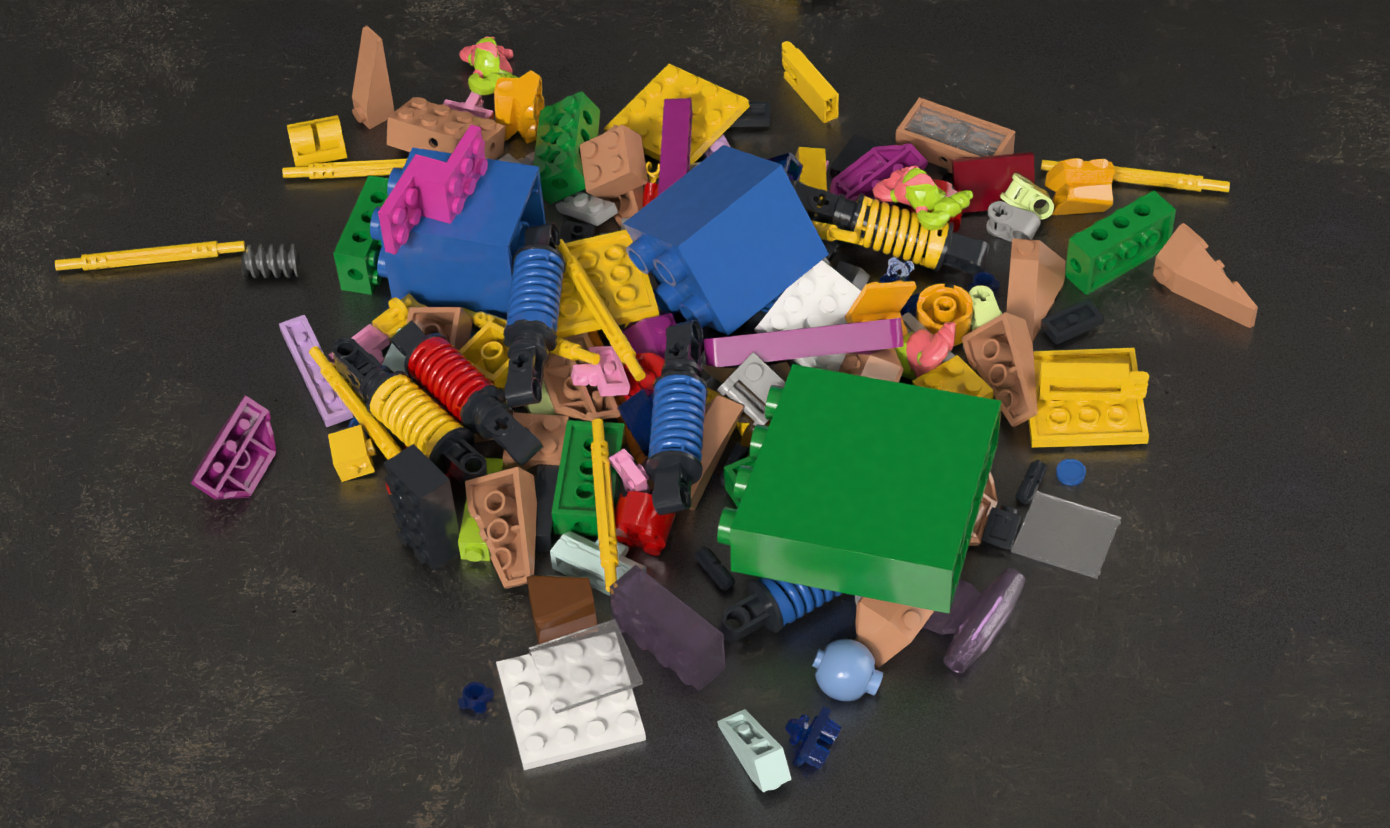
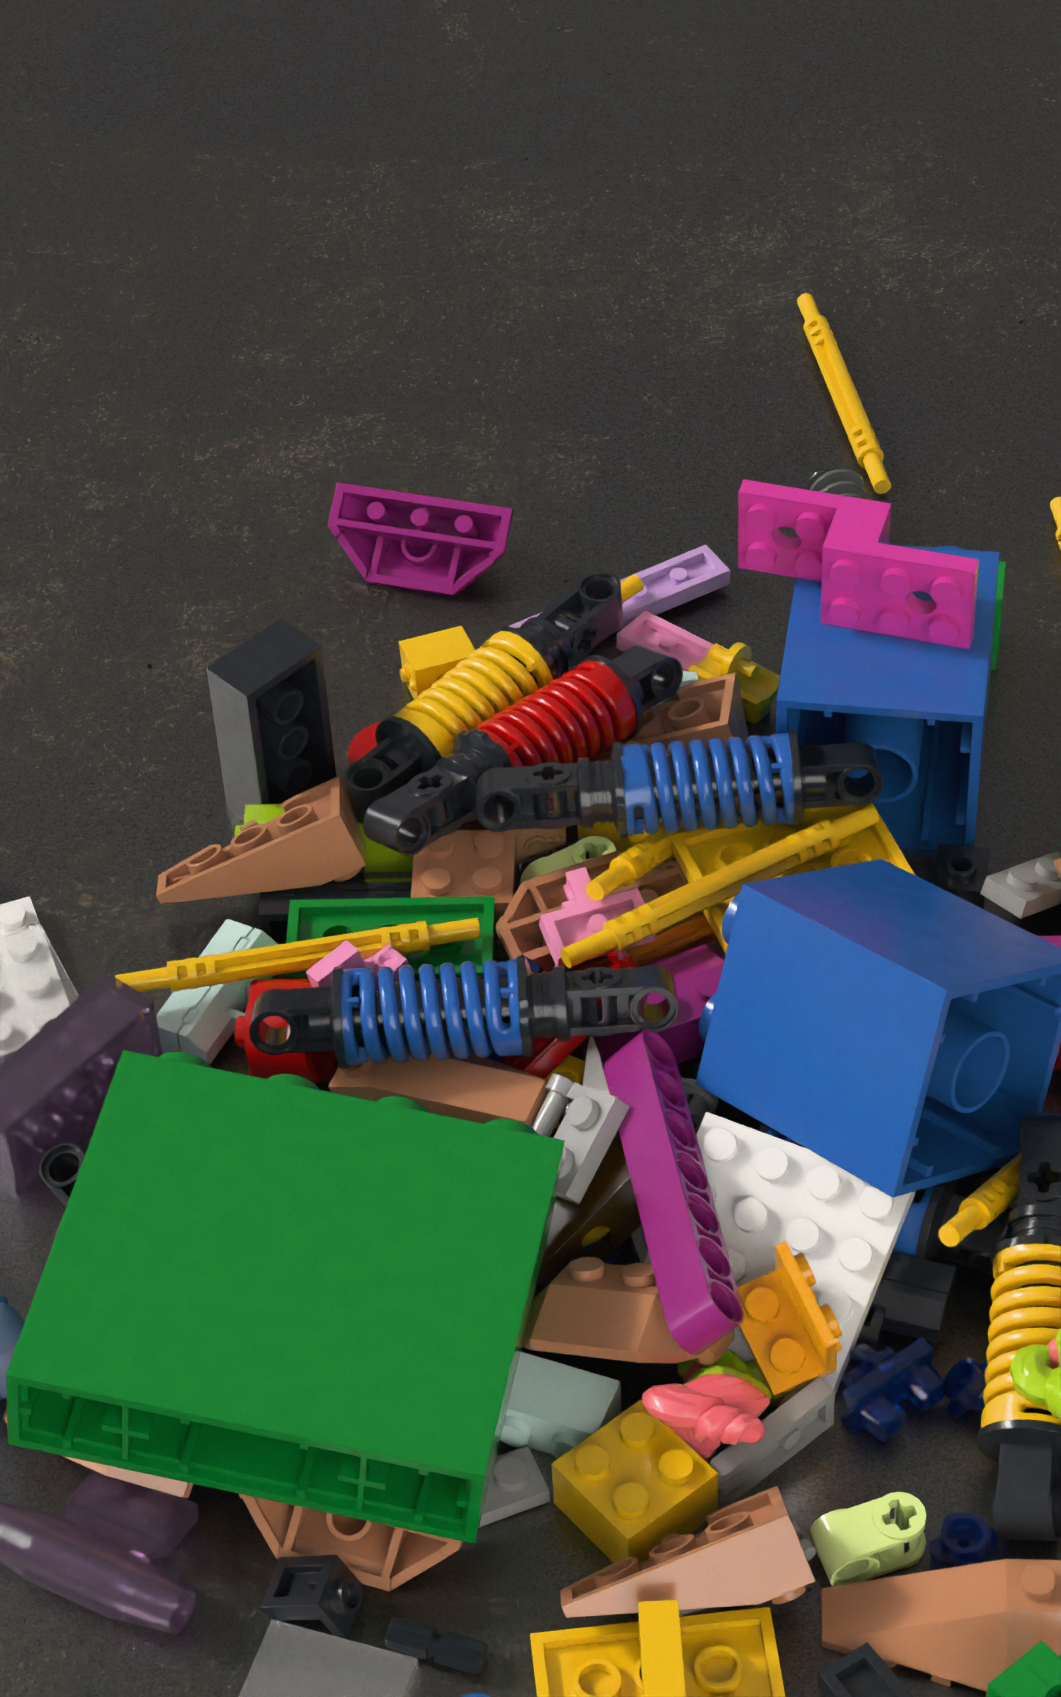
camera: 85 degrees right, 5 degrees down
(560, 605) = (115, 935): reddish brown piece -> none
(942, 305) = (841, 1453): light orange brick -> none

